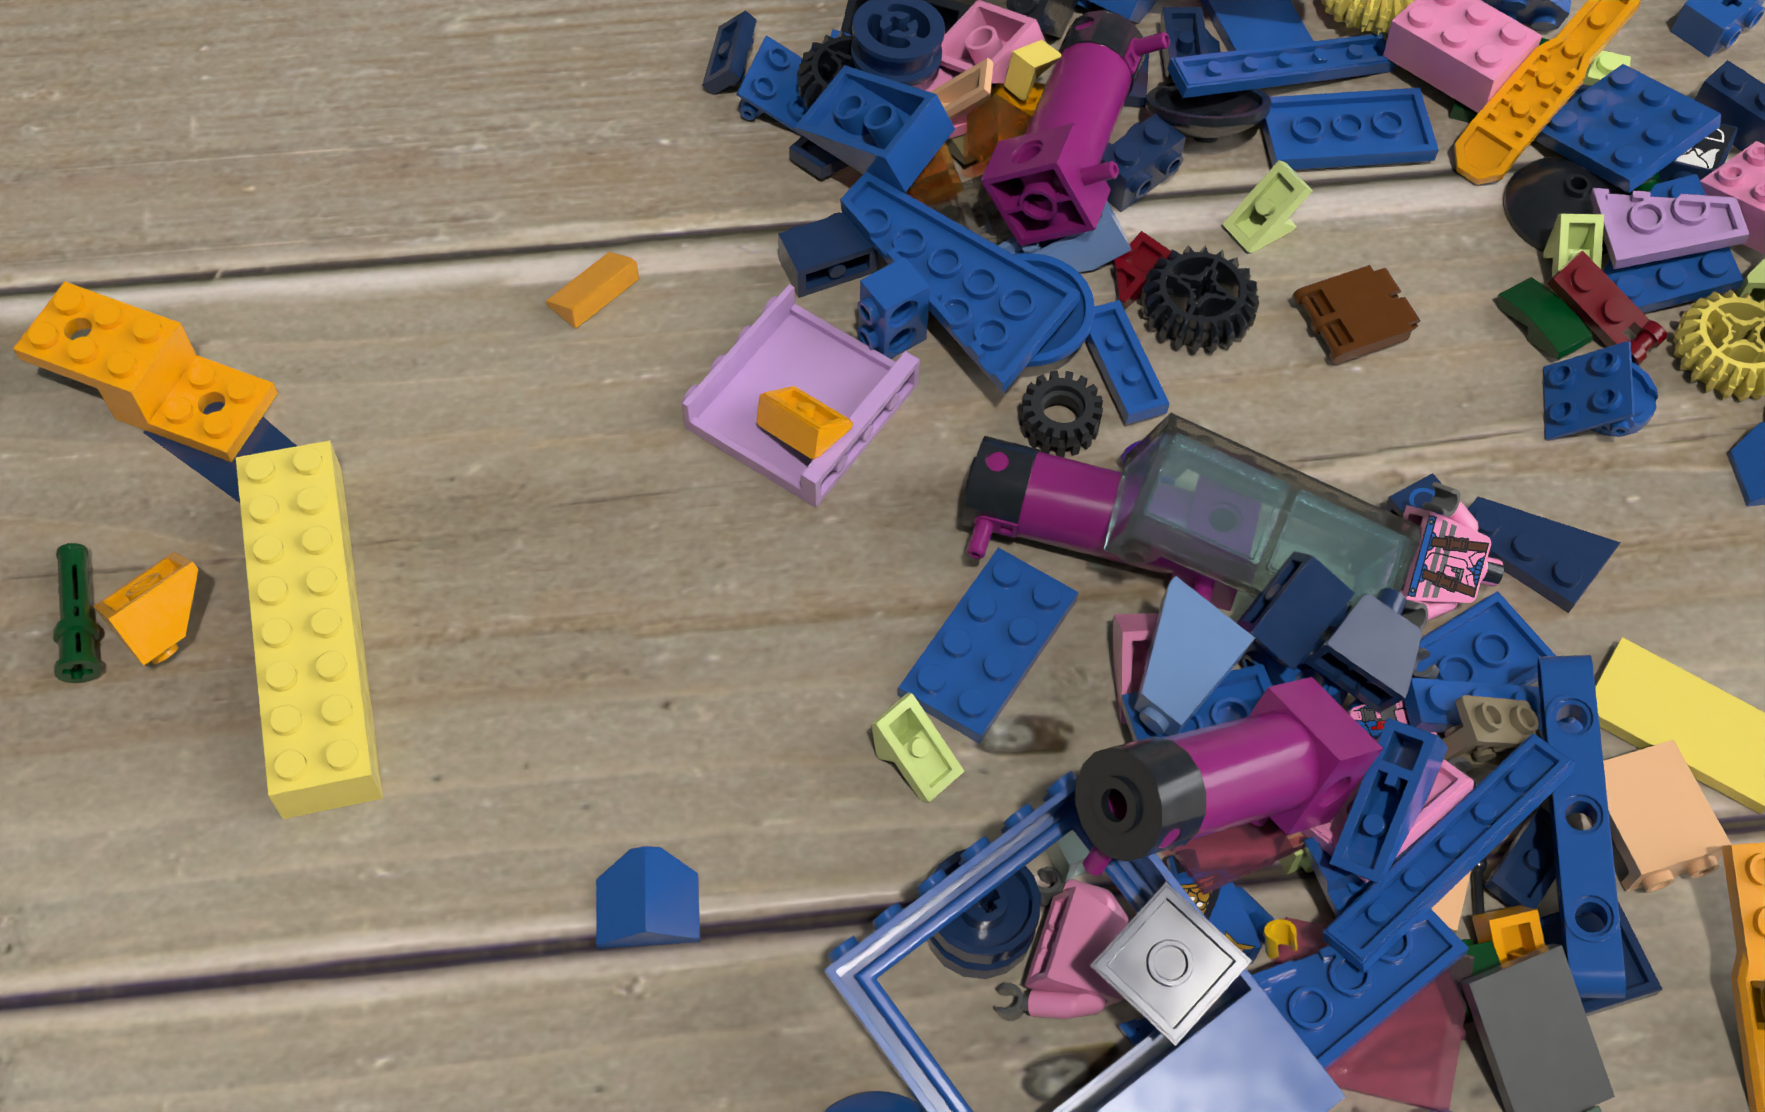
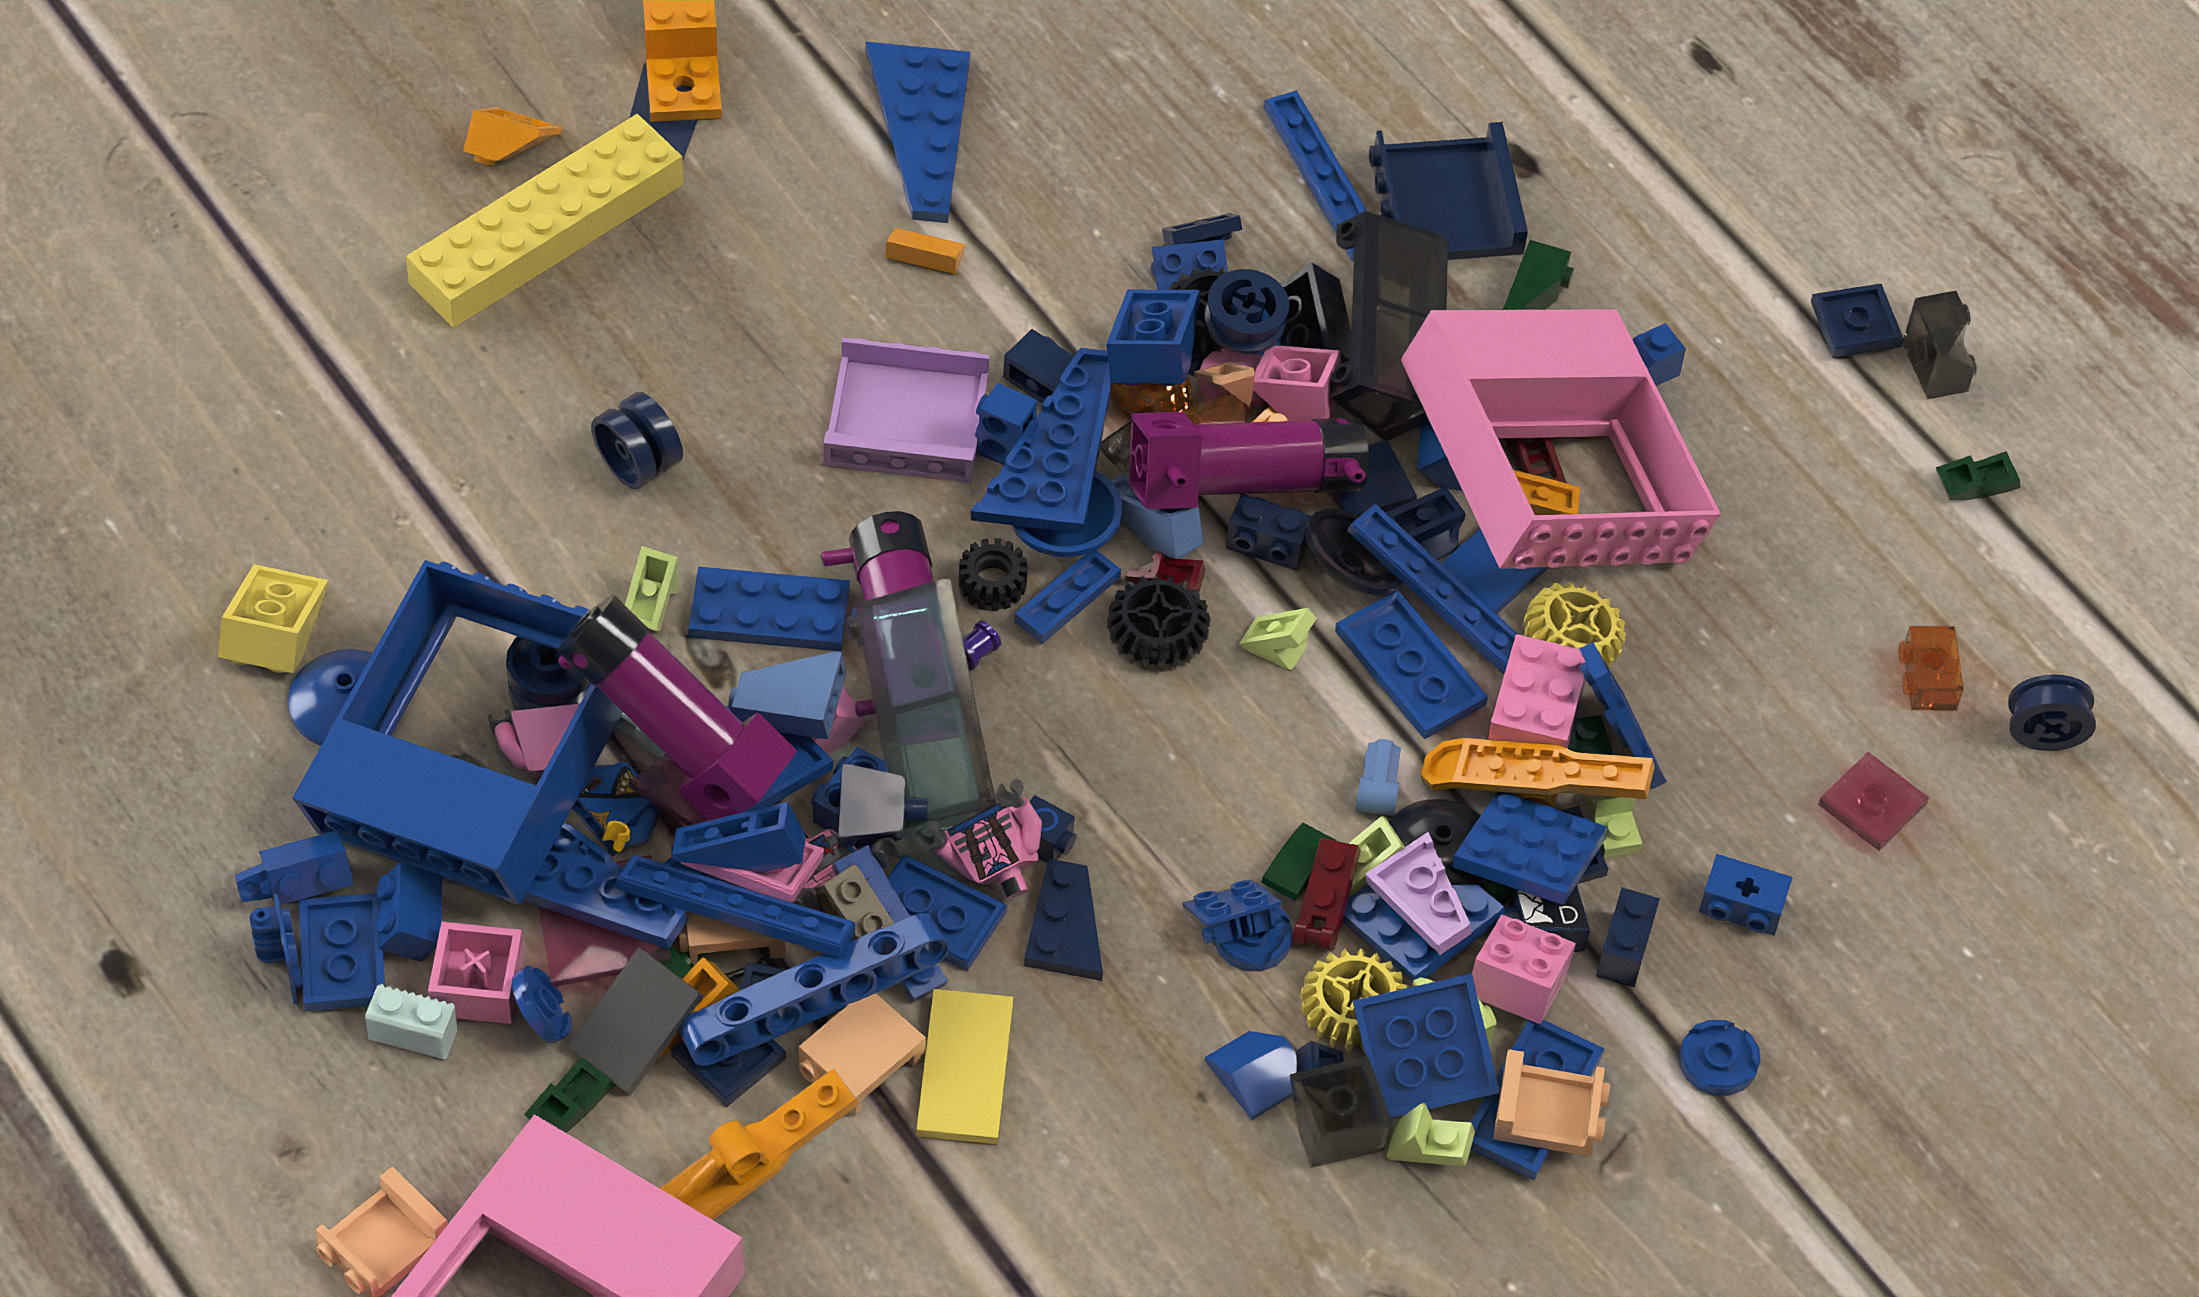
camera: 60 degrees right, 5 degrees down
(76, 629) = (461, 110): dark green pin -> none
(418, 213) = (923, 112): none -> blue wing
(647, 901) = (461, 499): blue slope -> none
(703, 665) = (637, 440): none -> dark blue wheel
(801, 420) = (876, 413): light orange slope -> none
(1027, 65) = (1284, 406): light yellow slope -> none
(1170, 963) = (526, 731): tile -> none
(1296, 609) = (870, 743): dark blue brick -> none
(1358, 312) = (1220, 734): reddish brown plate -> none
(1486, 218) = (1378, 785): none -> medium blue piece

